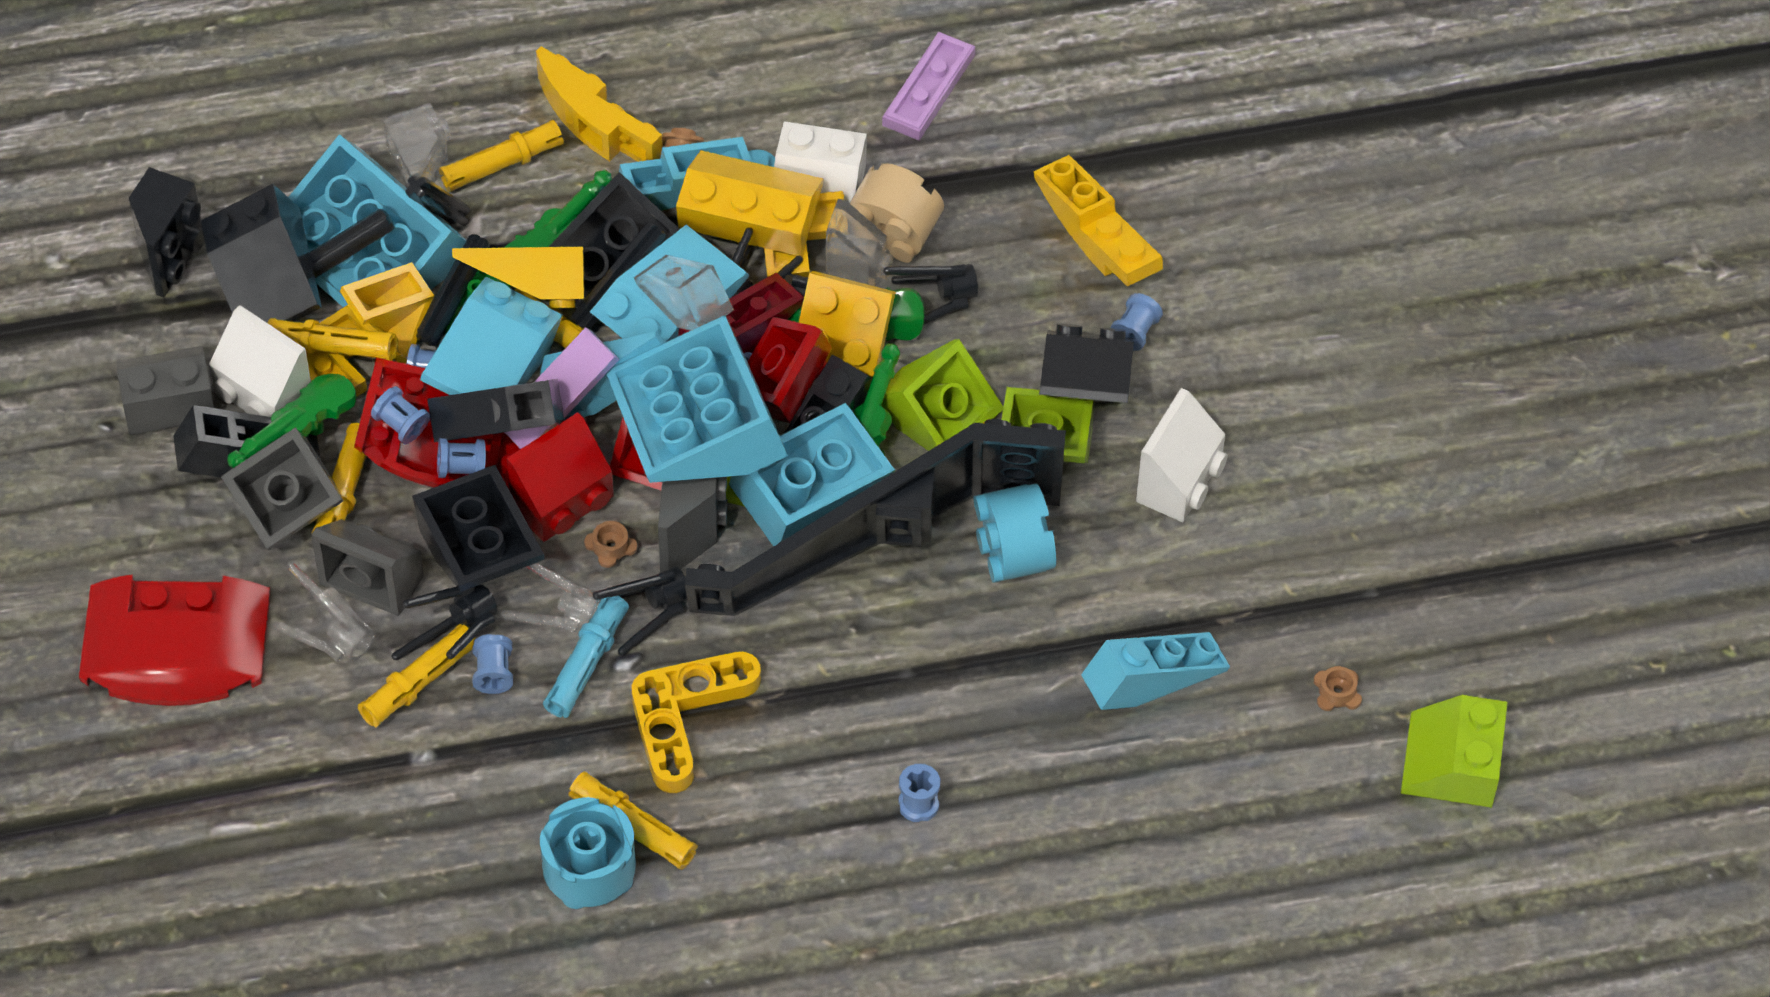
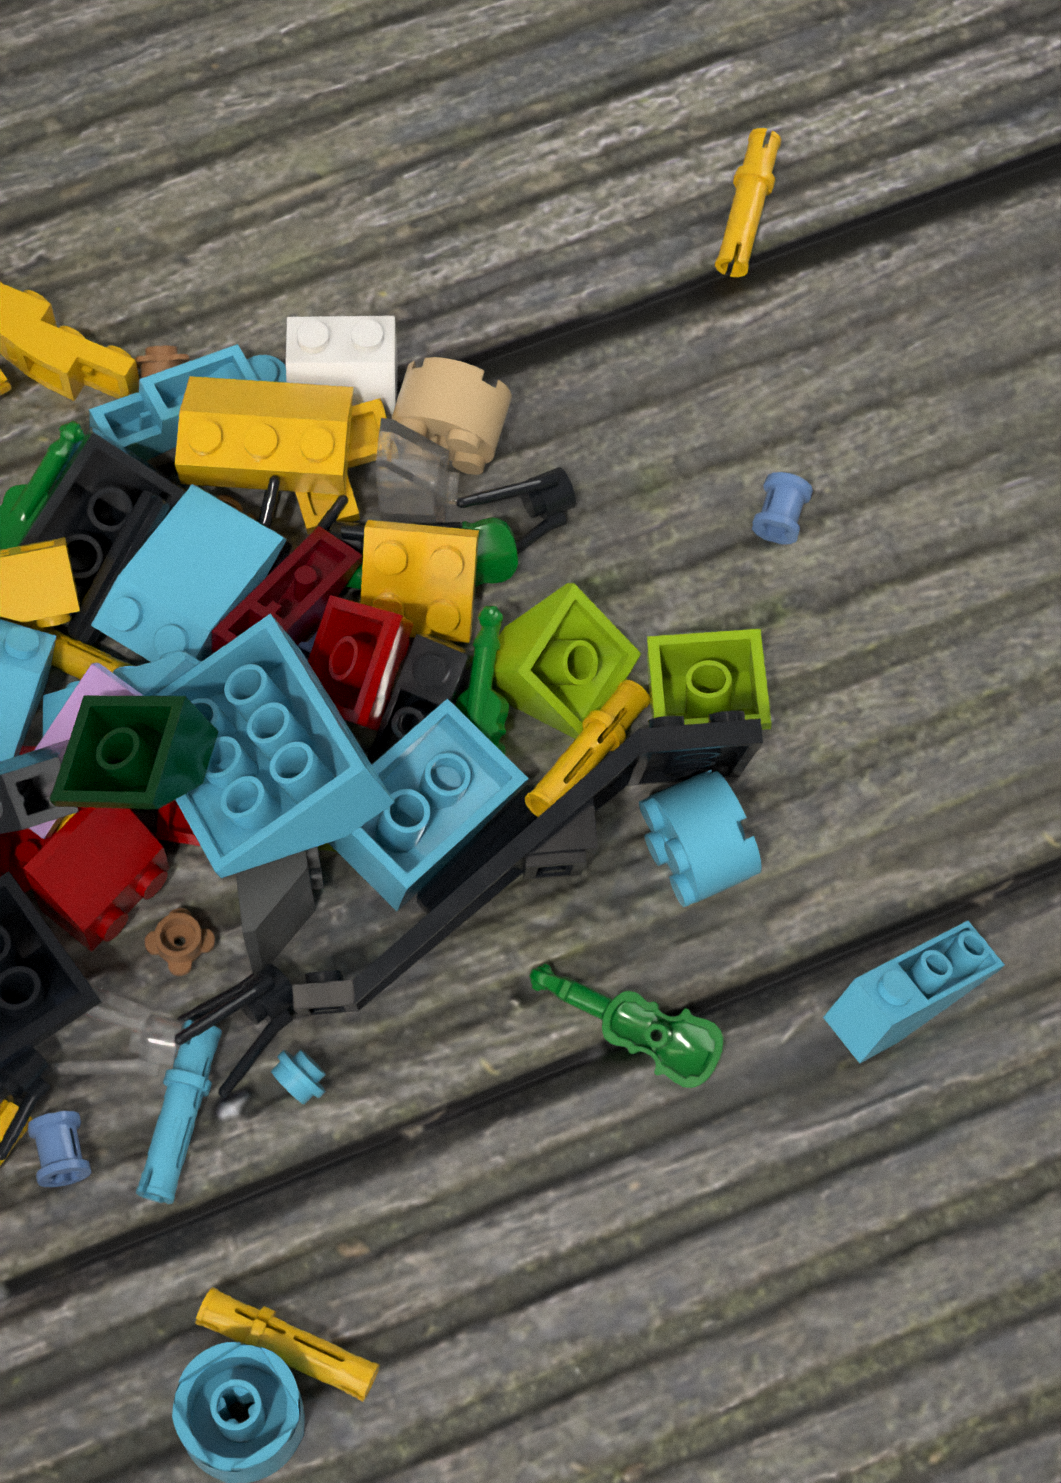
camera: 10 degrees left, 10 degrees up
(605, 383) = (134, 752): none -> dark green slope
(674, 698) = (310, 1148): yellow beam -> none
(680, 645) = (299, 1075): none -> medium azure plate
(685, 291) = (211, 585): clear slope -> none
(919, 792) = (642, 1217): medium blue bush -> none
(928, 86) = (453, 231): lavender tile -> none
(970, 677) = (681, 1046): none -> green piece
(1087, 364) = (743, 591): black slope -> none
(1094, 224) = (700, 384): yellow slope -> none
(1170, 88) = (752, 184): none -> yellow pin
(1180, 459) = (885, 694): white slope -> none

